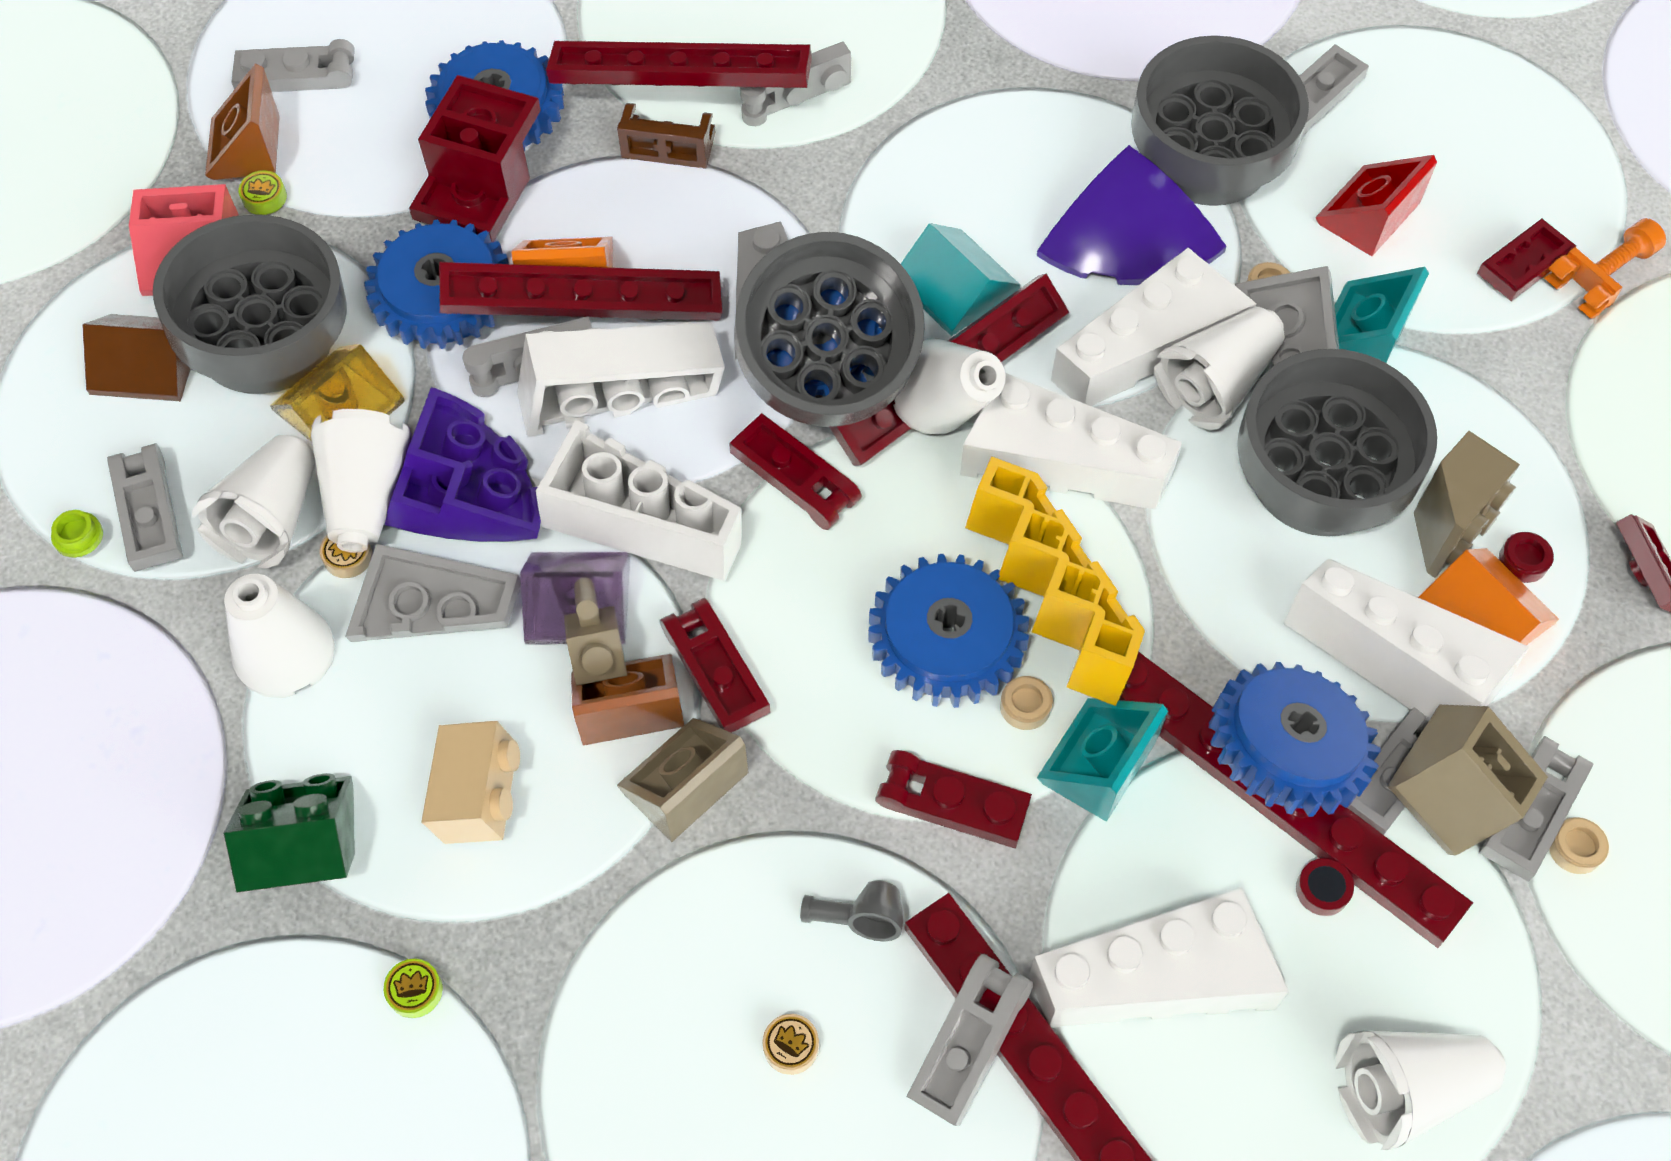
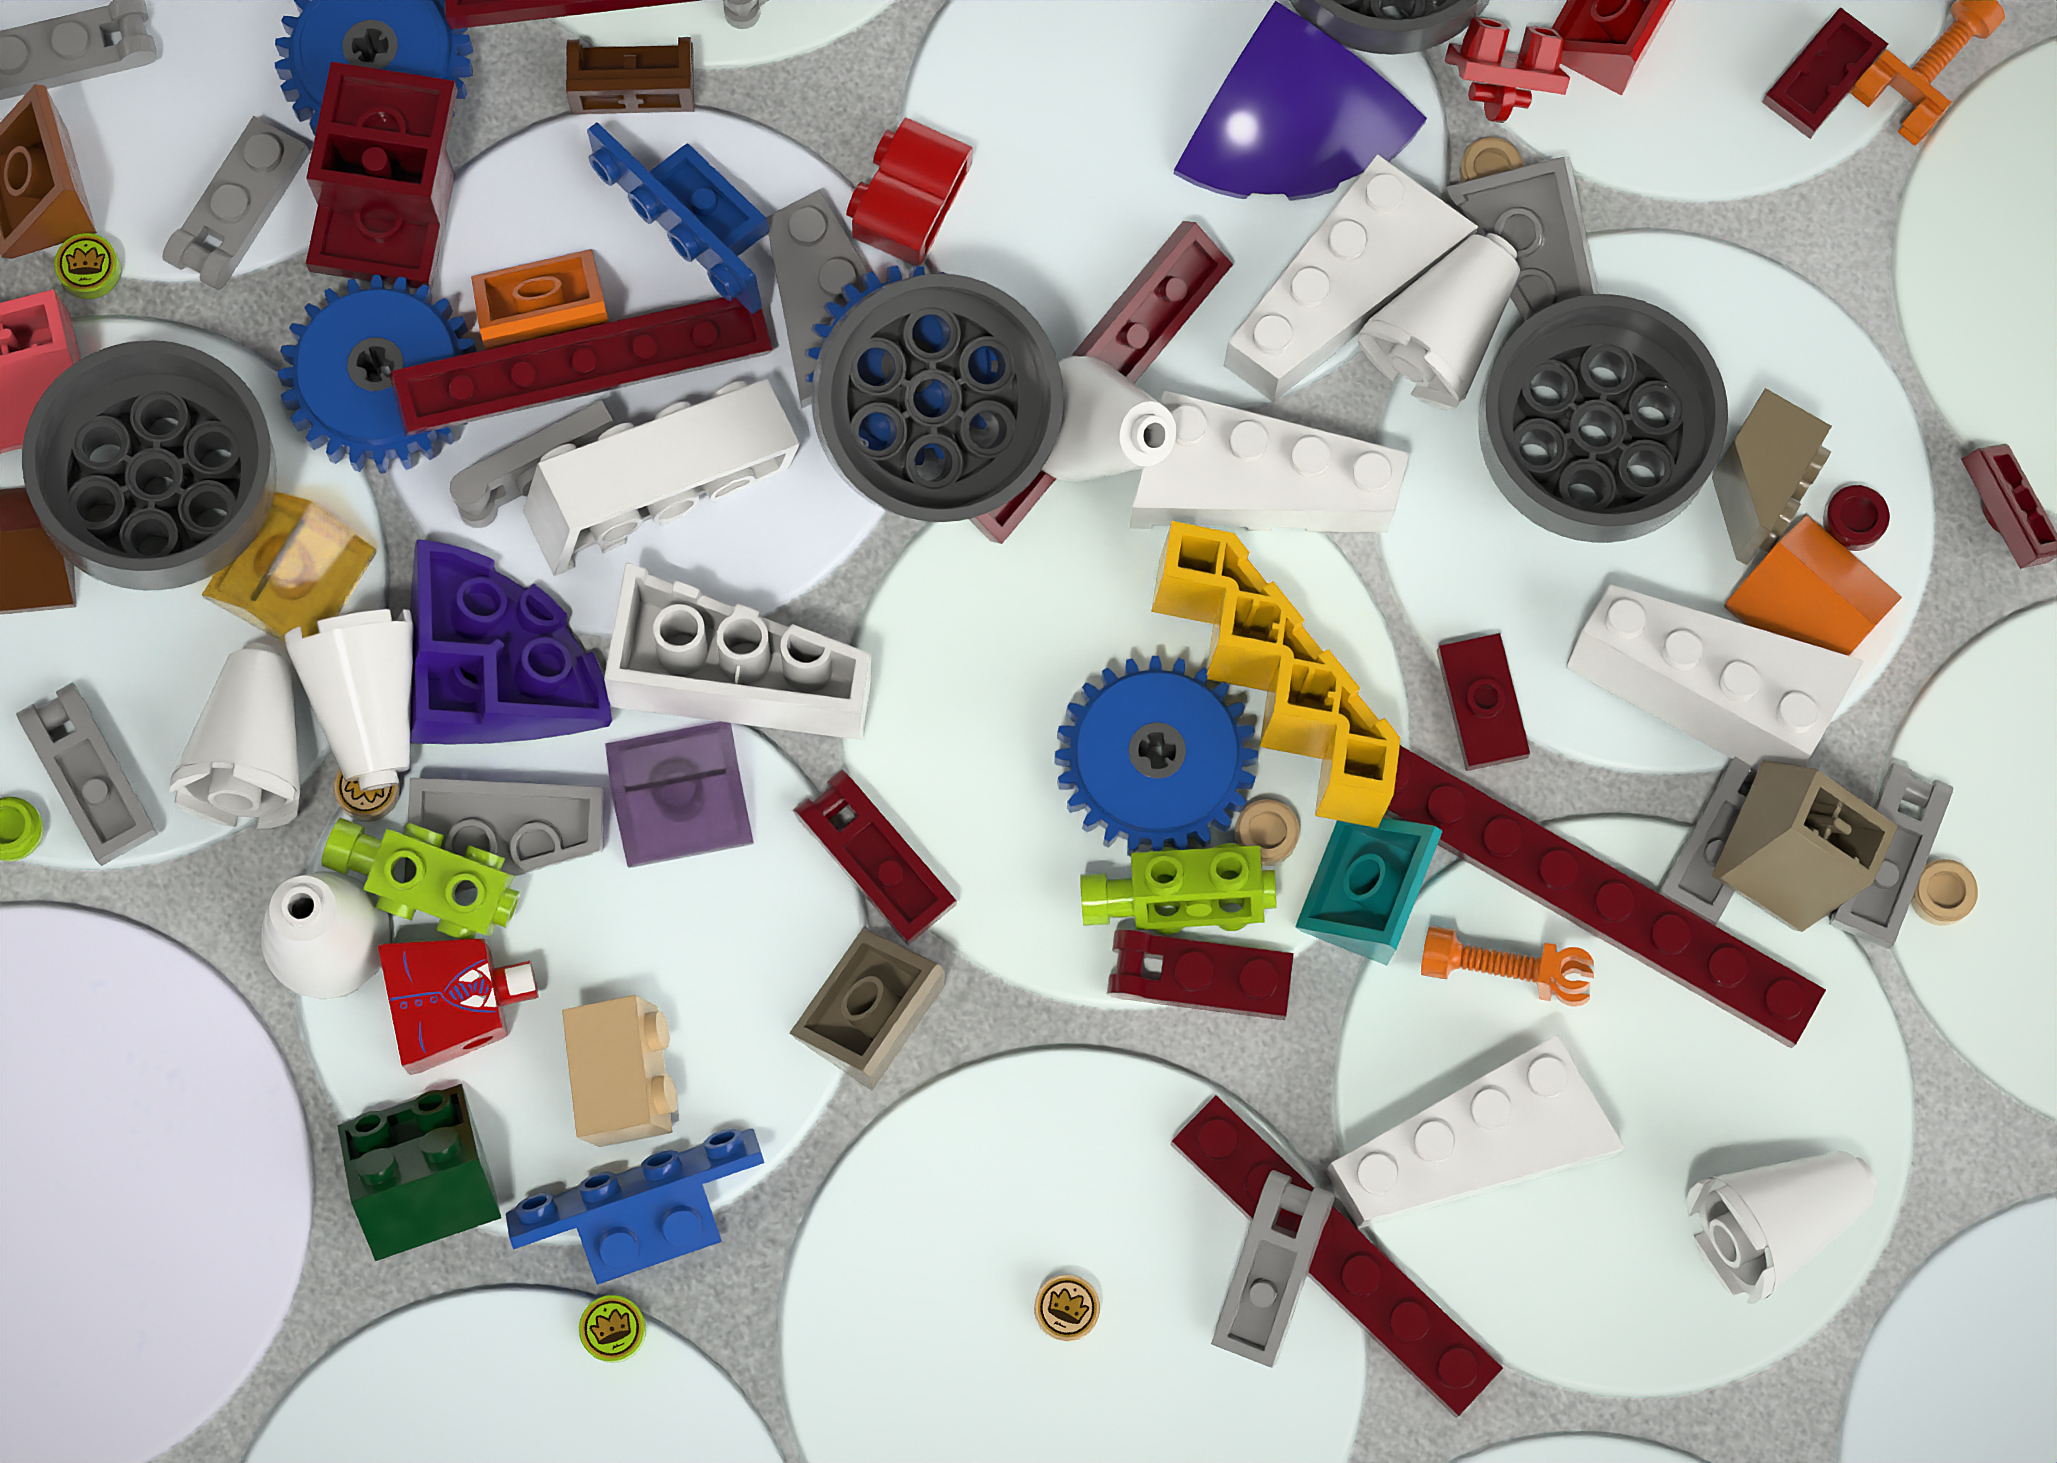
camera: 15 degrees left, 15 degrees up
(357, 707) = (449, 998): none -> red torso
(367, 615) = (435, 878): none -> lime brick
(372, 173) = (237, 202): none -> light grey plate
(460, 901) = (643, 1212): none -> blue bracket
(593, 638) = (722, 857): dark tan brick -> none
(628, 704) = (776, 918): dark orange slope -> none
(685, 212) = (694, 205): none -> blue bracket
(794, 470) = (917, 567): dark red plate -> none
(852, 212) = (909, 191): none -> red brick
(873, 915) = (1133, 1137): dark grey bar -> none
(956, 277) = (1071, 235): teal slope -> none
(957, 722) = (1189, 880): none -> lime brick
(1155, 816) = (1445, 953): none -> orange bar
(1213, 636) = (1483, 702): none -> dark red plate
(1294, 738) = (1569, 865): blue gear -> none
(1311, 219) = (1484, 60): none -> red hips
(1324, 887) = (1653, 1001): tile -> none
(1376, 309) = (1632, 203): teal slope -> none

